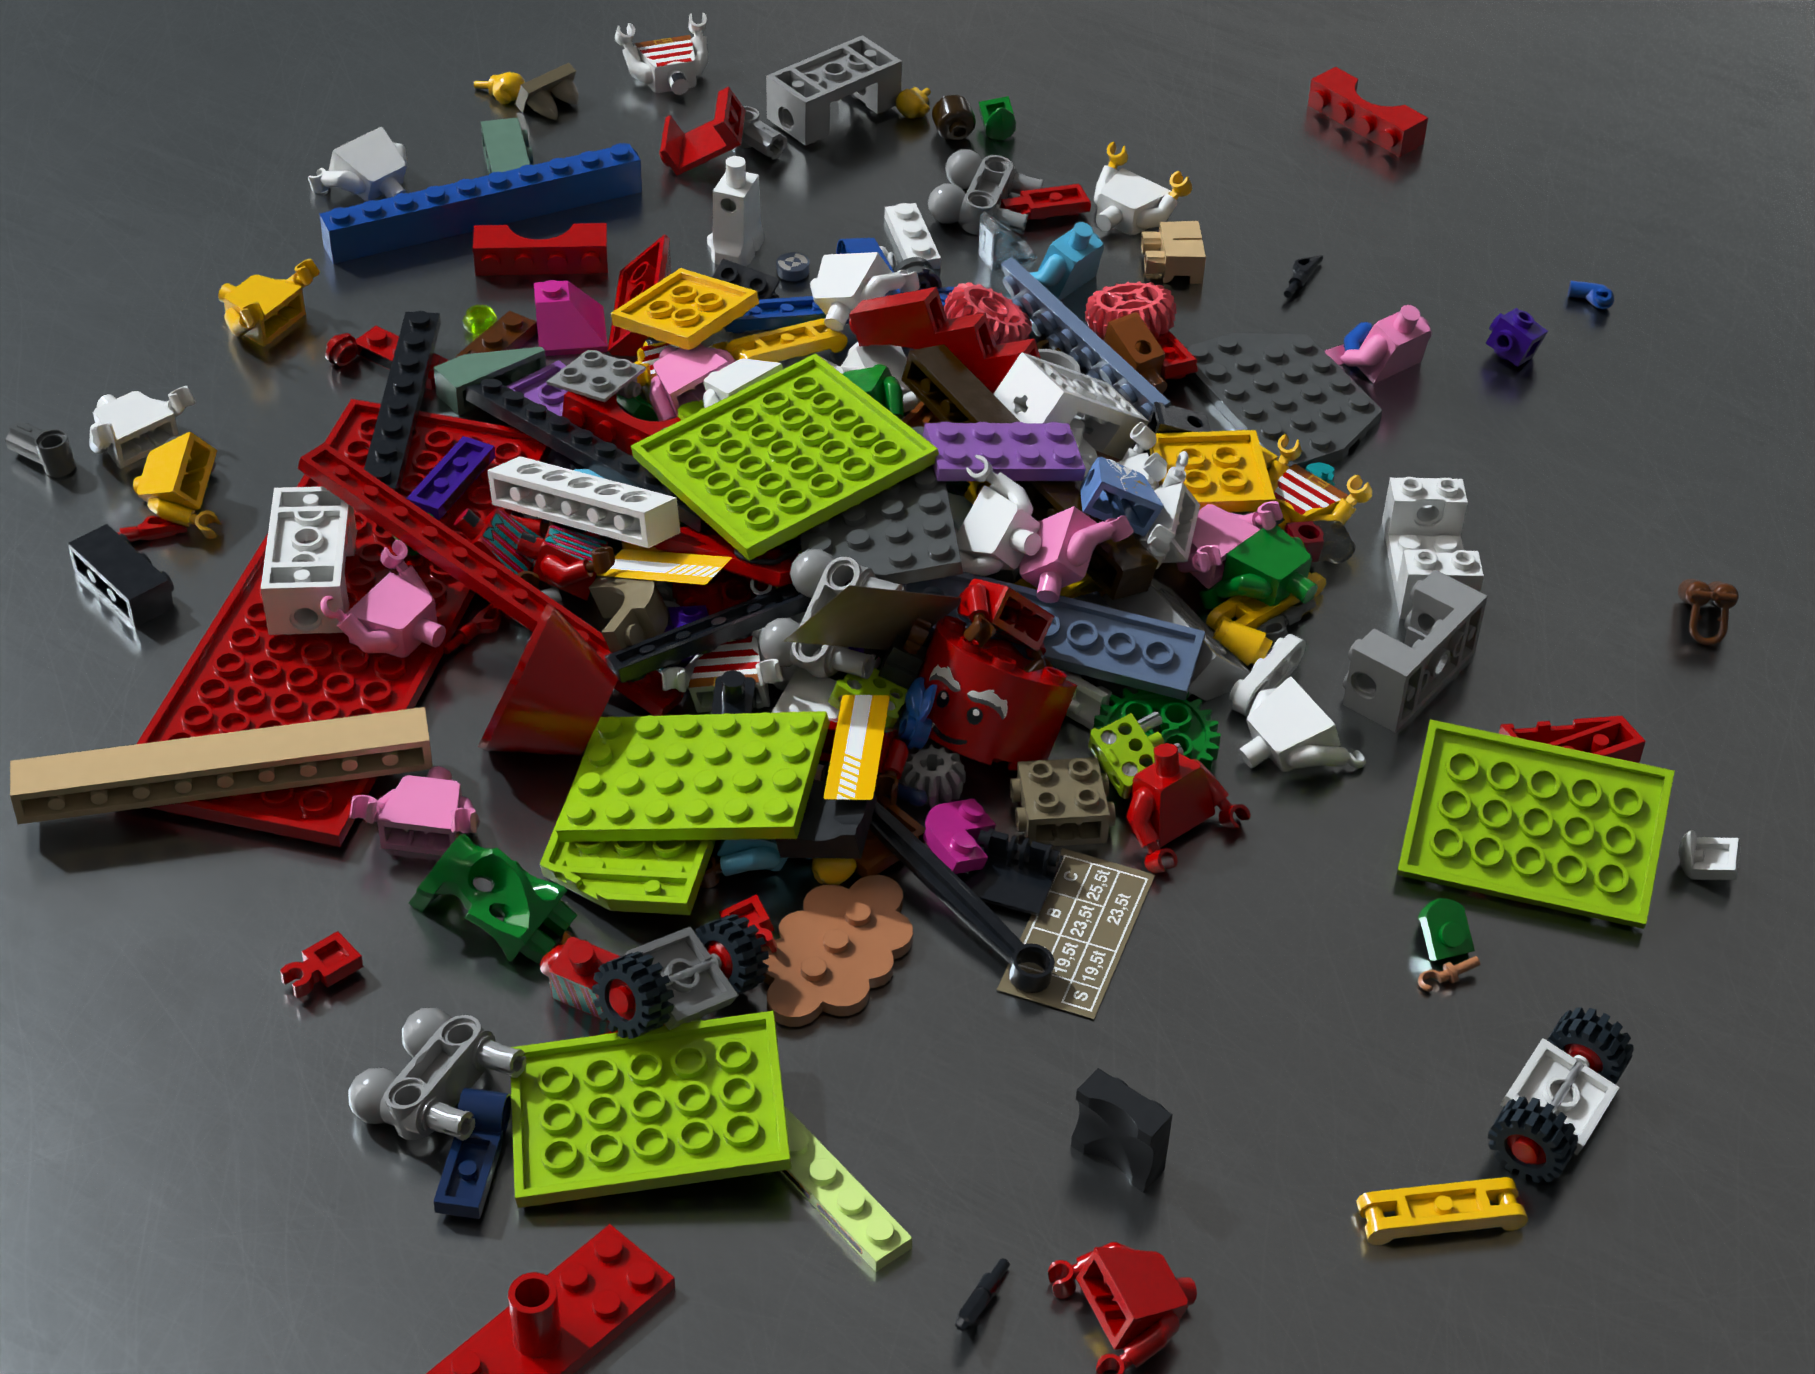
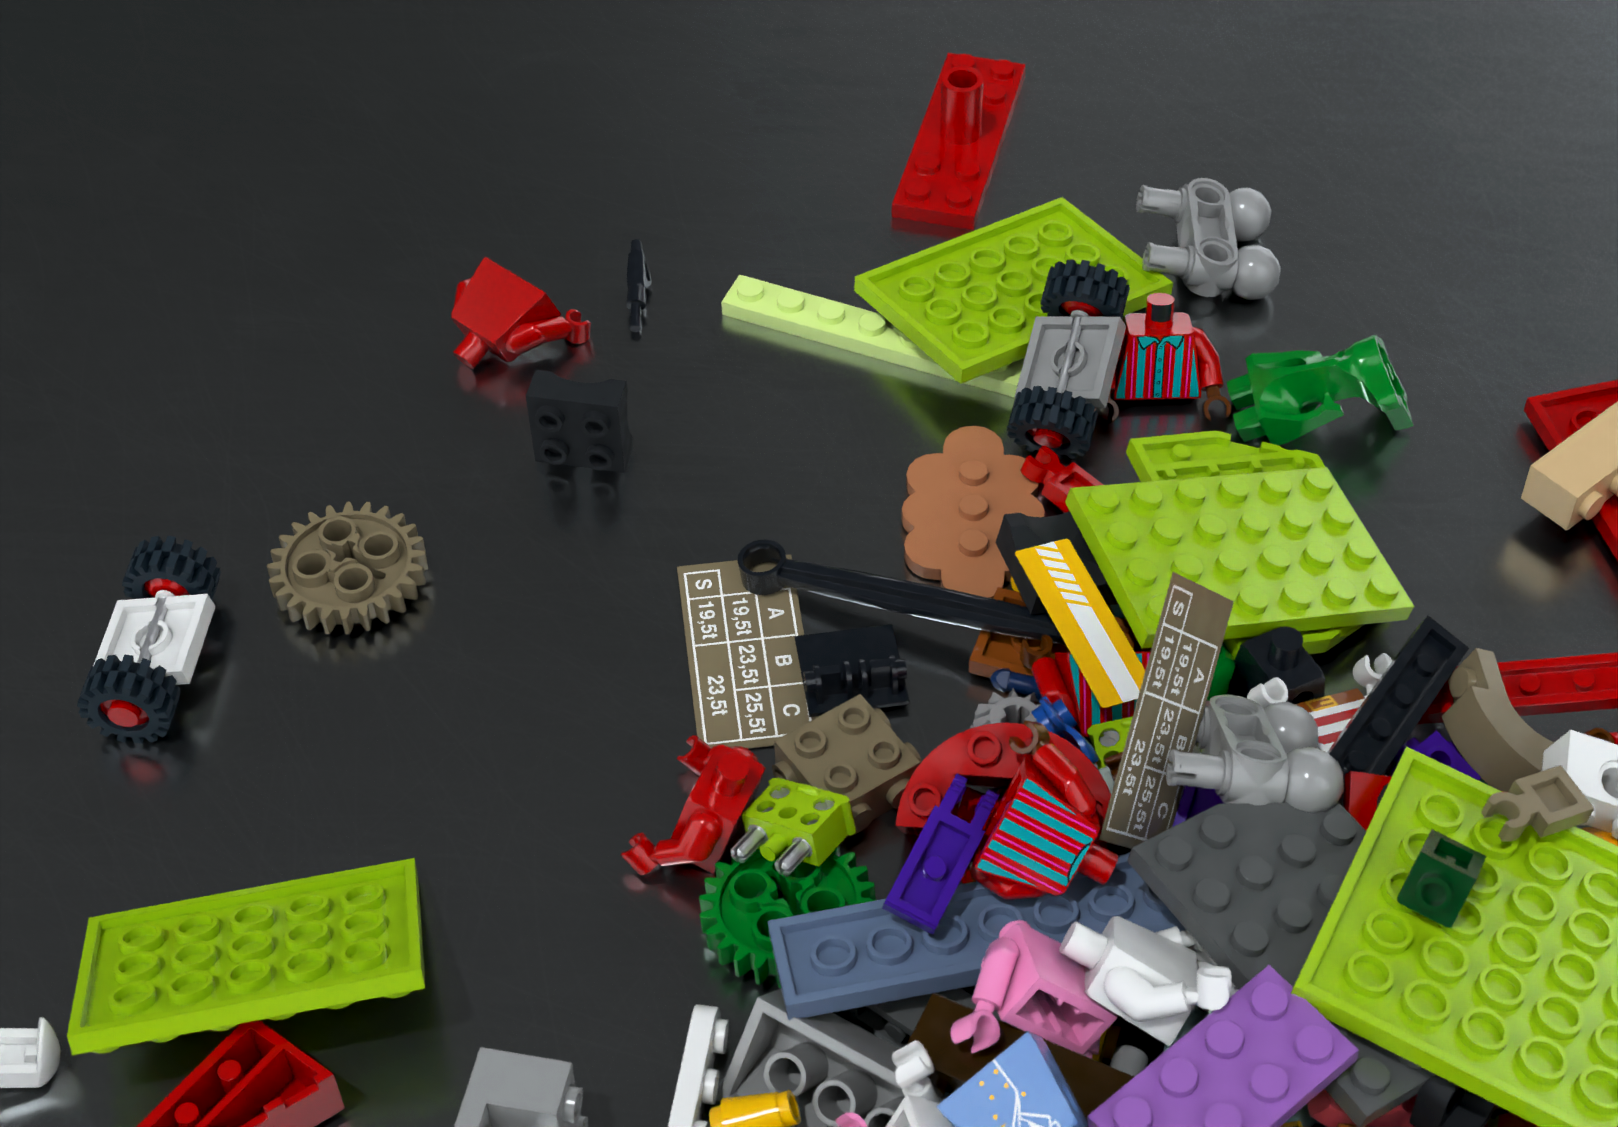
camera: 155 degrees right, 5 degrees up
(324, 962) = (1408, 300): red plate -> none
(420, 813) = (1477, 452): bright pink torso -> none
(474, 1160) = (1115, 204): dark blue plate -> none
(551, 694) = (1481, 571): red cone -> none
(666, 566) = (1476, 749): yellow sticker -> none
(703, 487) = (1543, 800): none -> dark tan plate
(801, 462) = (1441, 879): none -> dark green bracket
(953, 831) = (947, 667): dark pink plate -> none
(1062, 642) = (938, 860): none -> dark purple hinge
(1293, 732) = (622, 990): white torso -> none
(1373, 1111) = (347, 567): none -> dark tan gear
(1441, 1209) = (255, 507): yellow plate -> none
(1445, 929) = (337, 802): green plate -> none
(1450, 972) = (315, 766): nougat hand -> none

